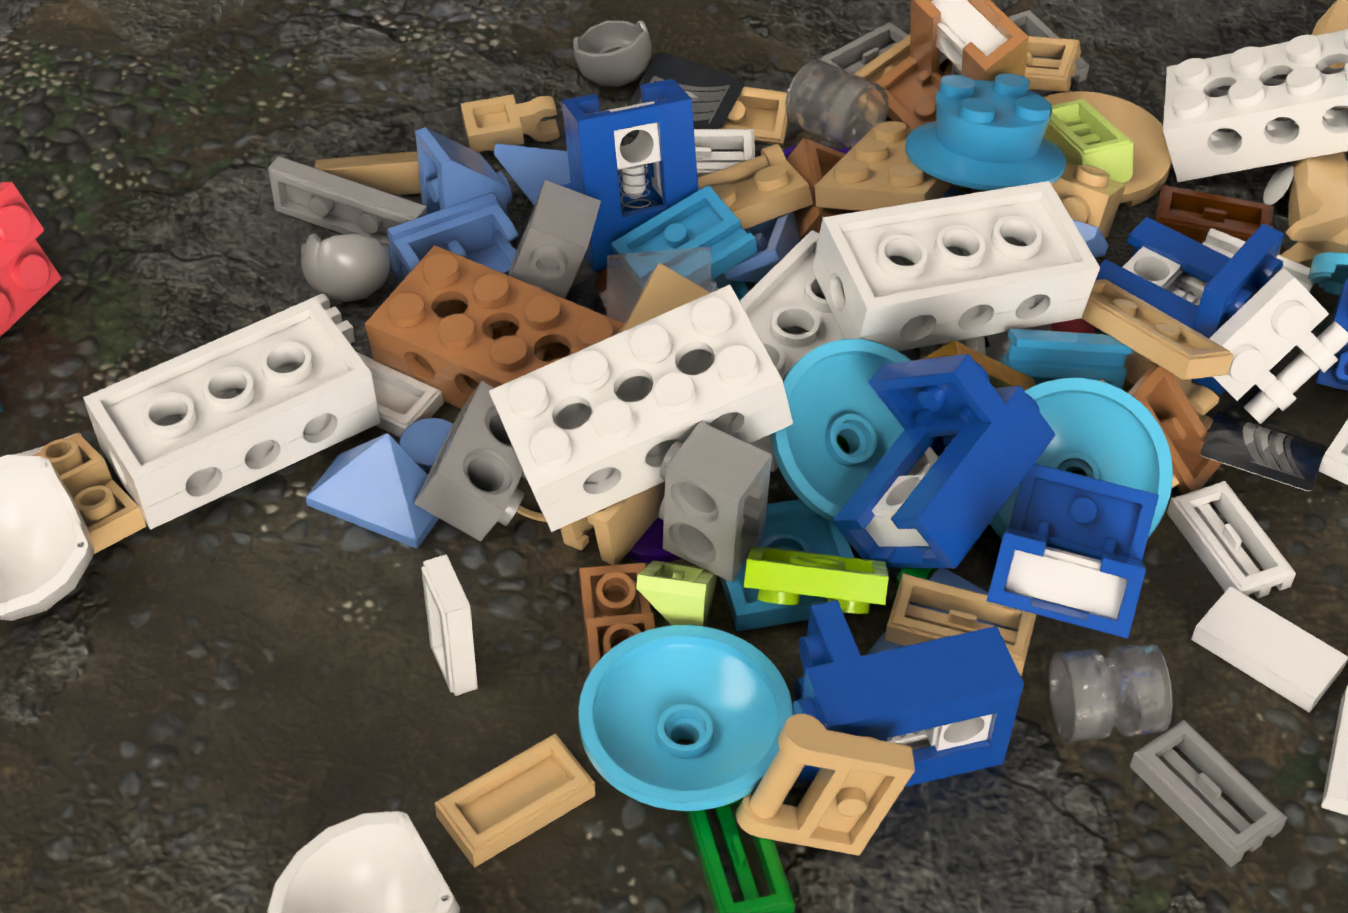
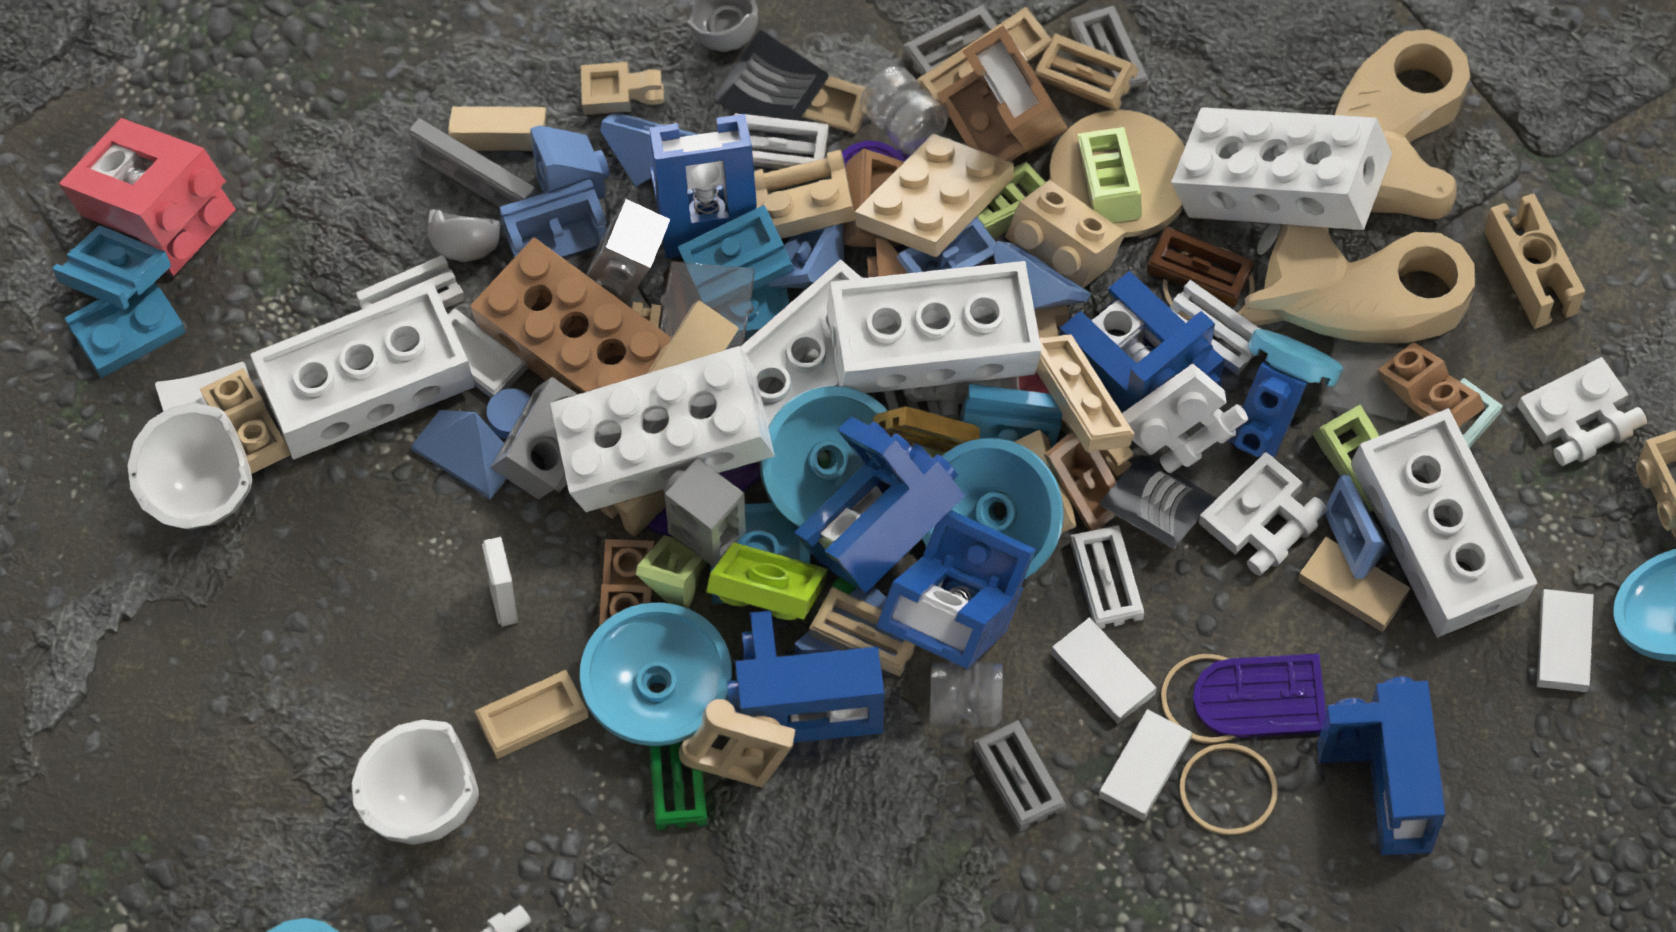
camera: 10 degrees right, 15 degrees up
(987, 135) = (1003, 193): dark azure piece -> none

